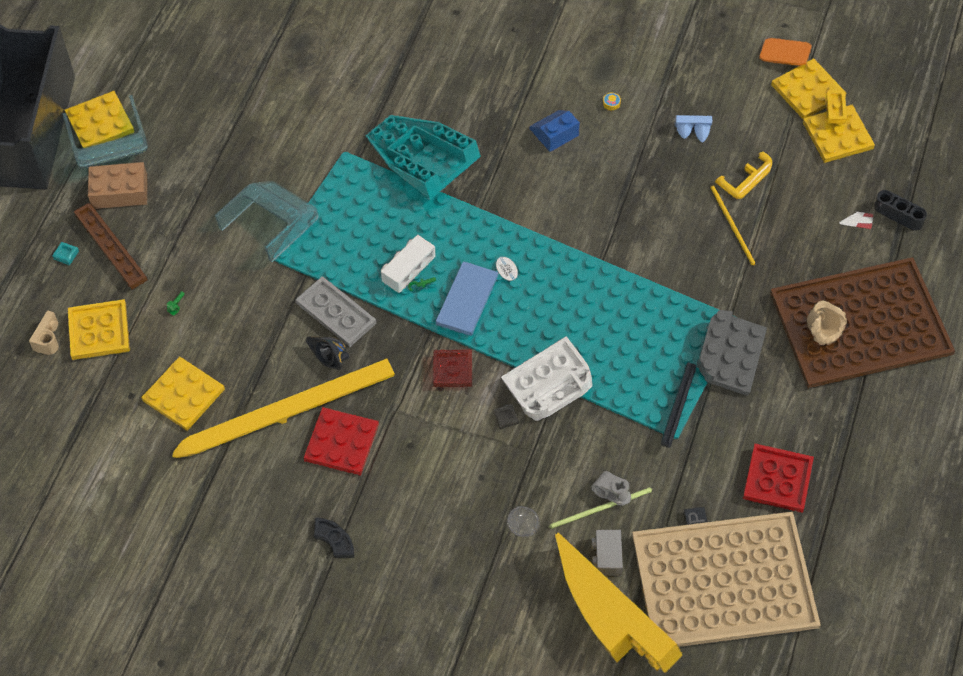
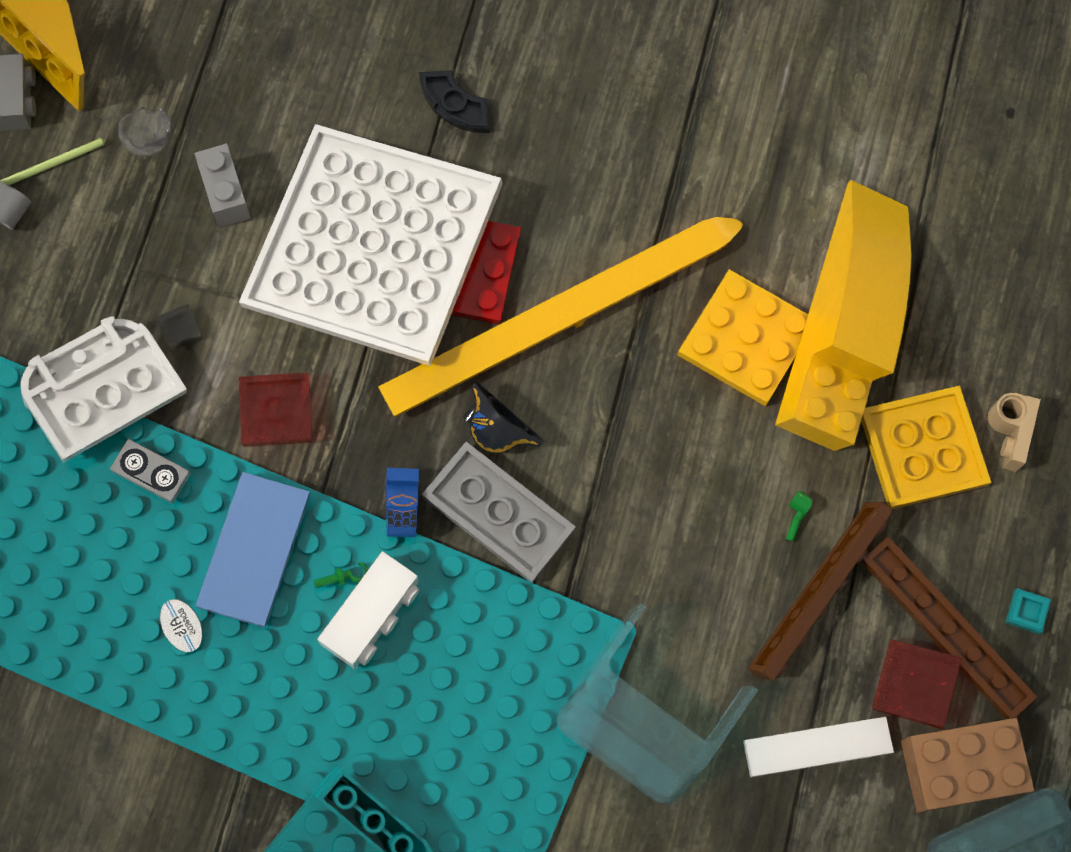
camera: 170 degrees right, 15 degrees up
(118, 391) = (852, 320): none -> yellow slope
(133, 220) = (917, 684): none -> clear red plate
(171, 265) = (814, 599): none -> reddish brown plate
(188, 201) = (818, 746): none -> white tile
(387, 315) = (401, 502): none -> blue leg
(391, 448) = (372, 244): none -> white plate
(477, 487) = (222, 185): none -> light grey brick
(521, 338) = (150, 471): none -> tile

